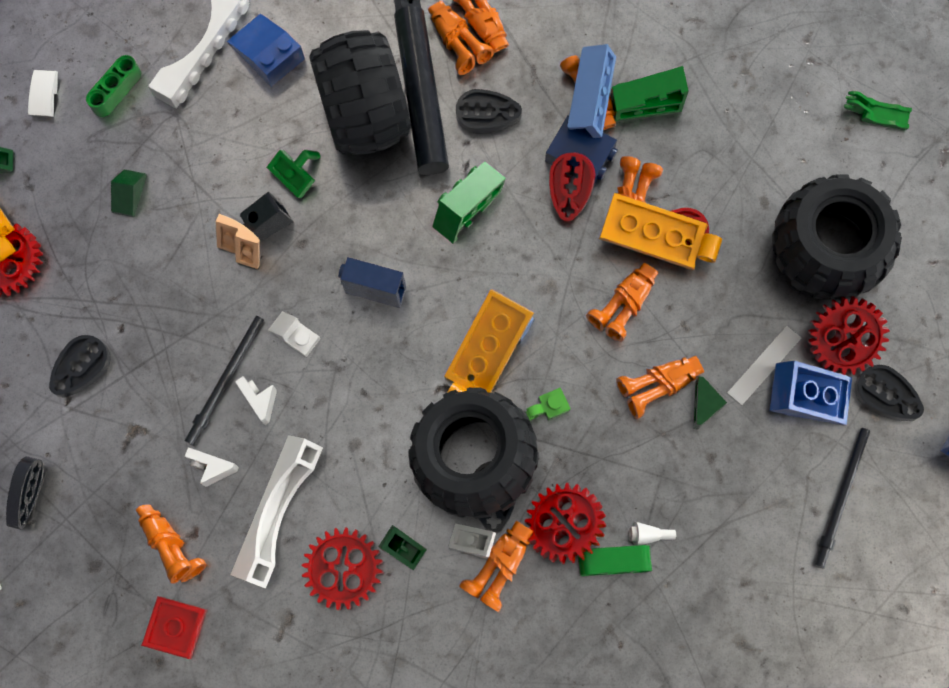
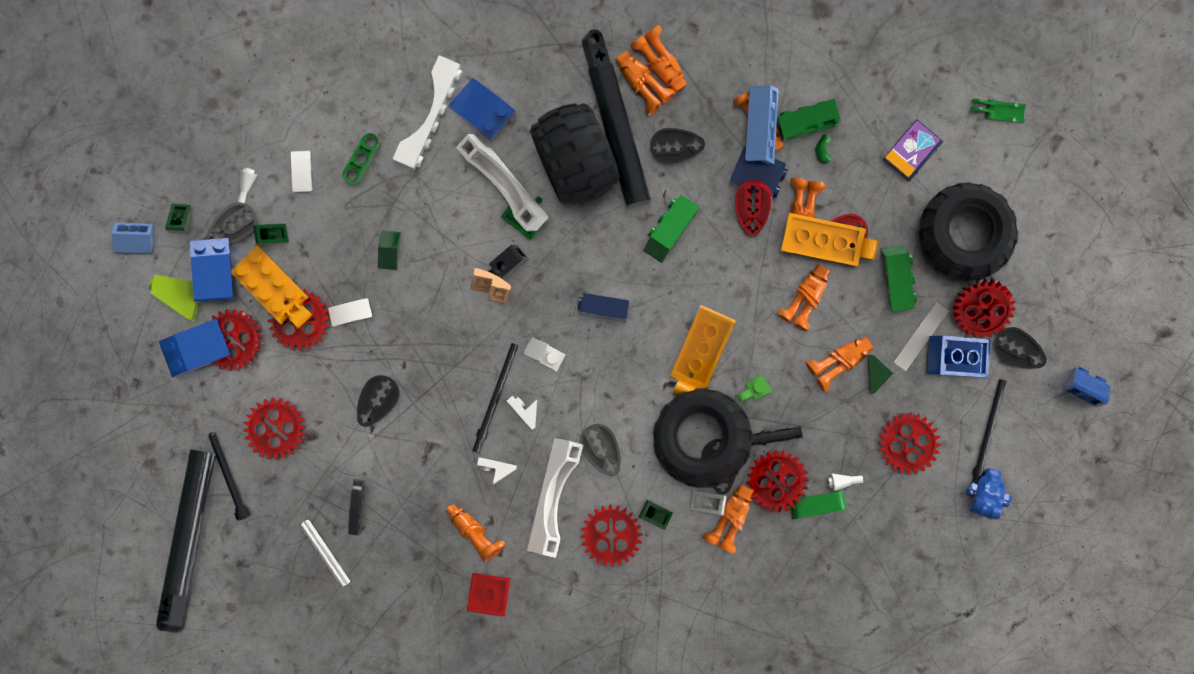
camera: 10 degrees left, 10 degrees up
(67, 257) = (350, 312): none -> white slope
(289, 147) = (523, 206): none -> white arch
(332, 459) = (609, 442): none -> dark grey piece
(572, 465) = (776, 435): none -> black pin
(660, 133) = (821, 150): none -> green arm
(743, 290) = (899, 278): none -> green wedge
(752, 478) = (900, 458): none -> red gear
(771, 144) = (912, 150): none -> piece
(841, 574) = (989, 495): none -> blue piece

